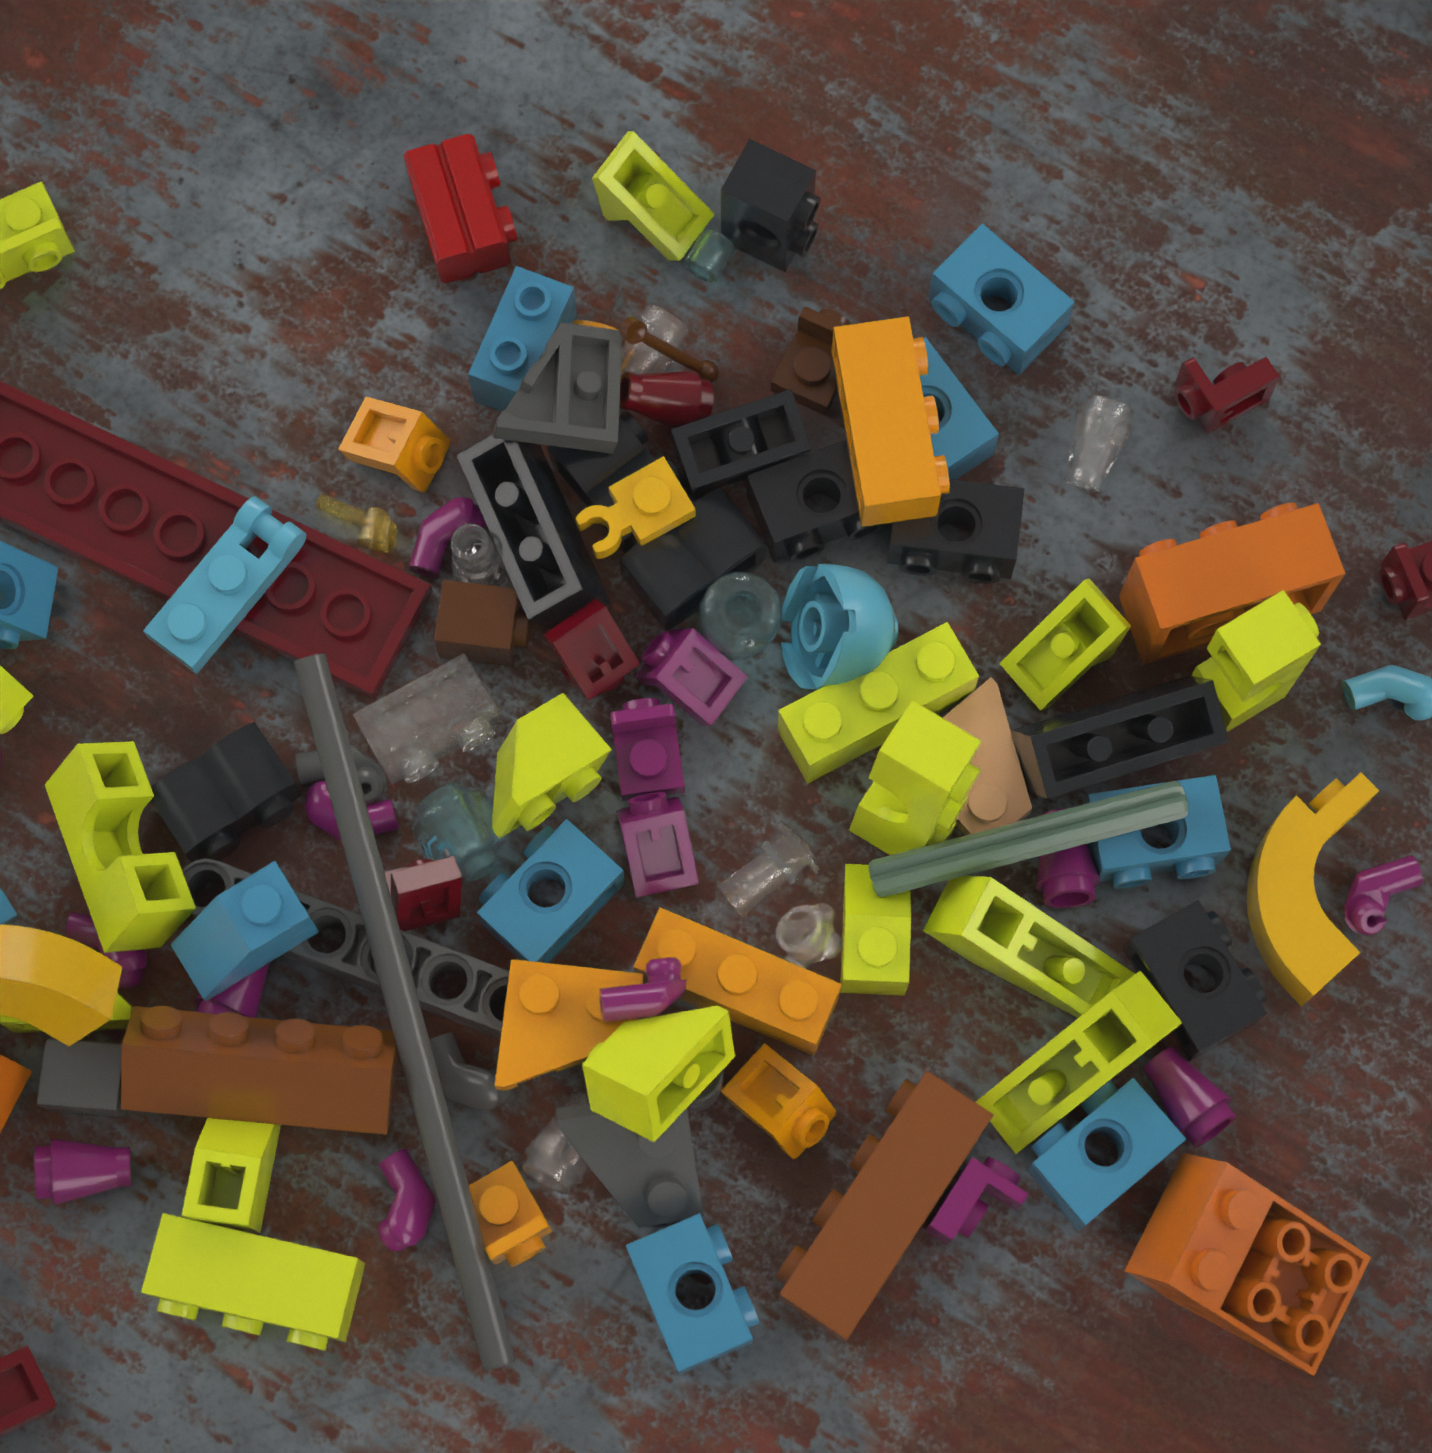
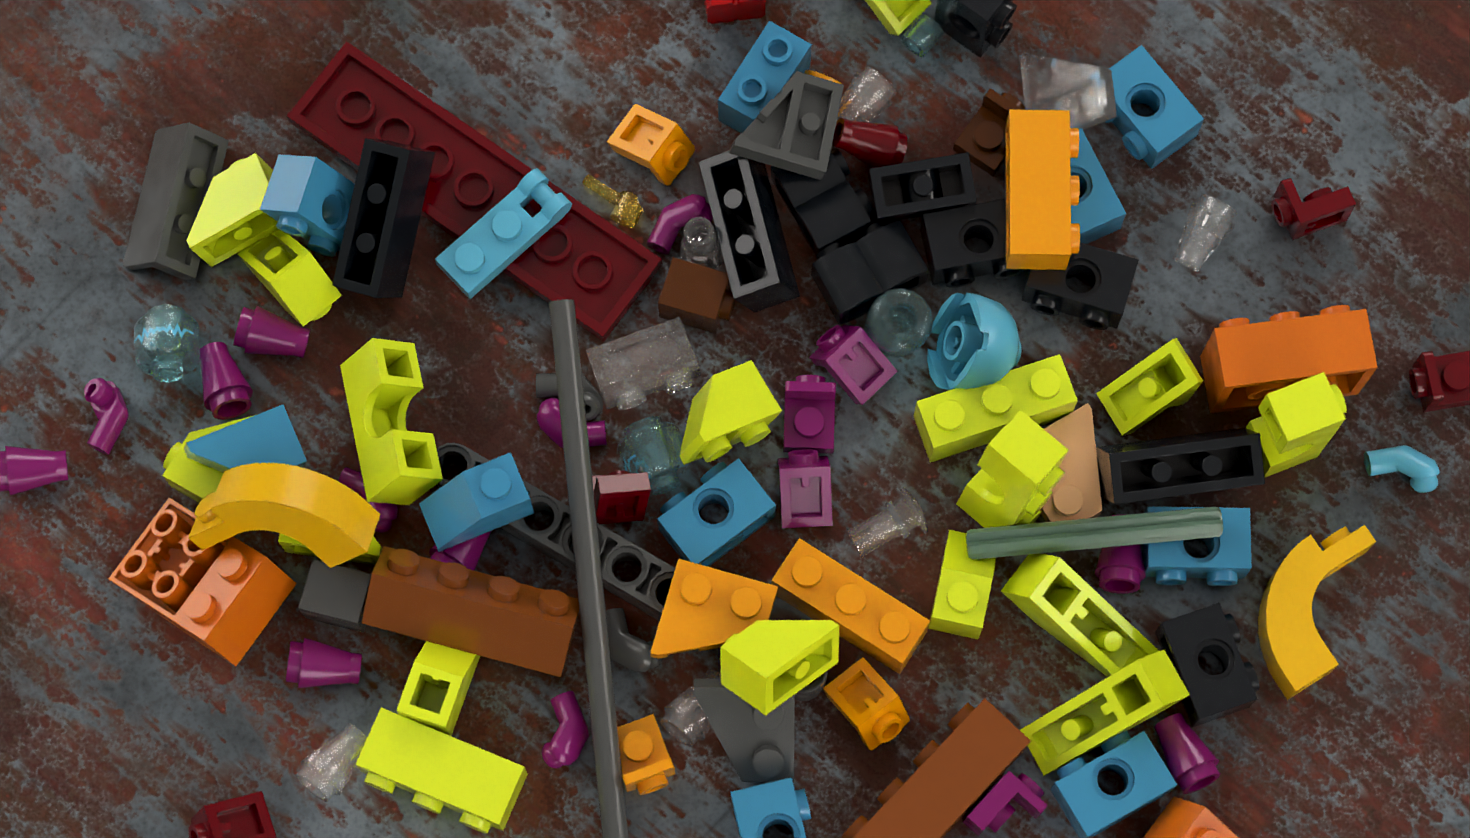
camera: 10 degrees right, 0 degrees up
(69, 591) = (383, 218): none -> black brick
(113, 1294) = (331, 765): none -> clear cone
(225, 794) = (477, 395): black brick -> none
(592, 650) = (779, 331): dark red bracket -> none
(635, 332) = (854, 88): reddish brown hinge -> none
(645, 504) = (839, 224): yellow plate -> none
(645, 999) = (774, 605): magenta arm -> none
(801, 924) = (911, 579): clear plate -> none
(902, 287) = (1068, 86): none -> clear wing
(1372, 890) = (1358, 620): magenta arm -> none

